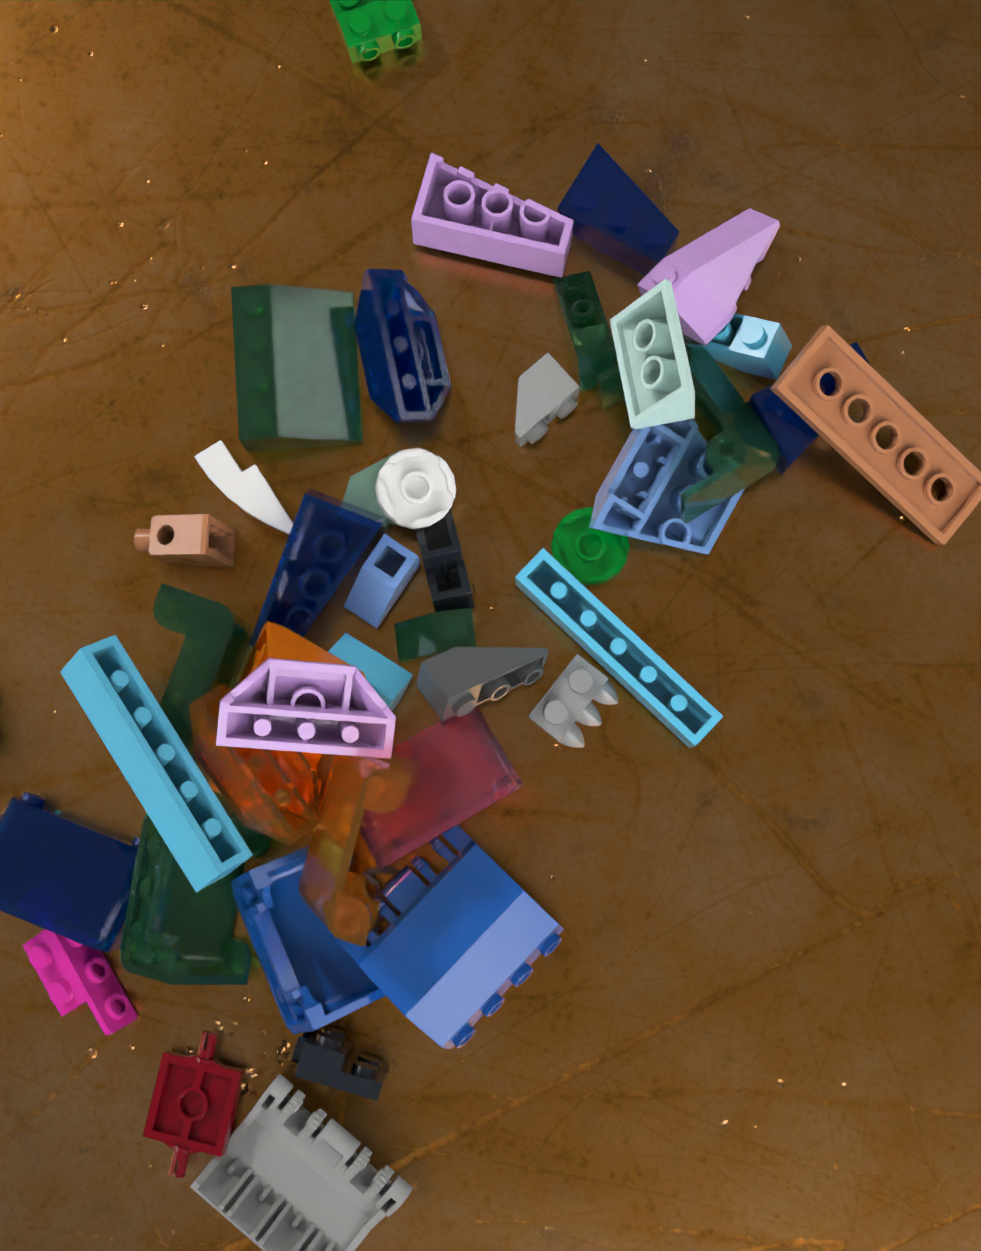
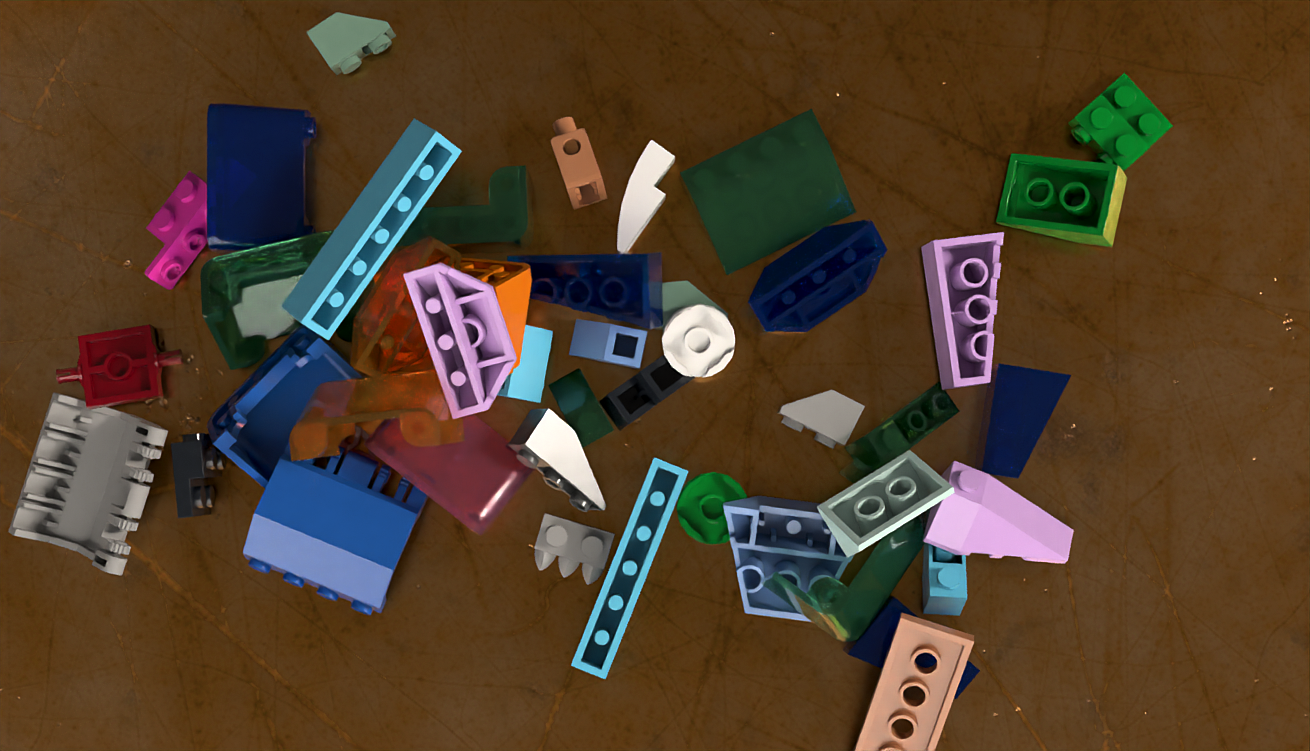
camera: 60 degrees right, 5 degrees up
(422, 91) = (1063, 198): none -> green slope

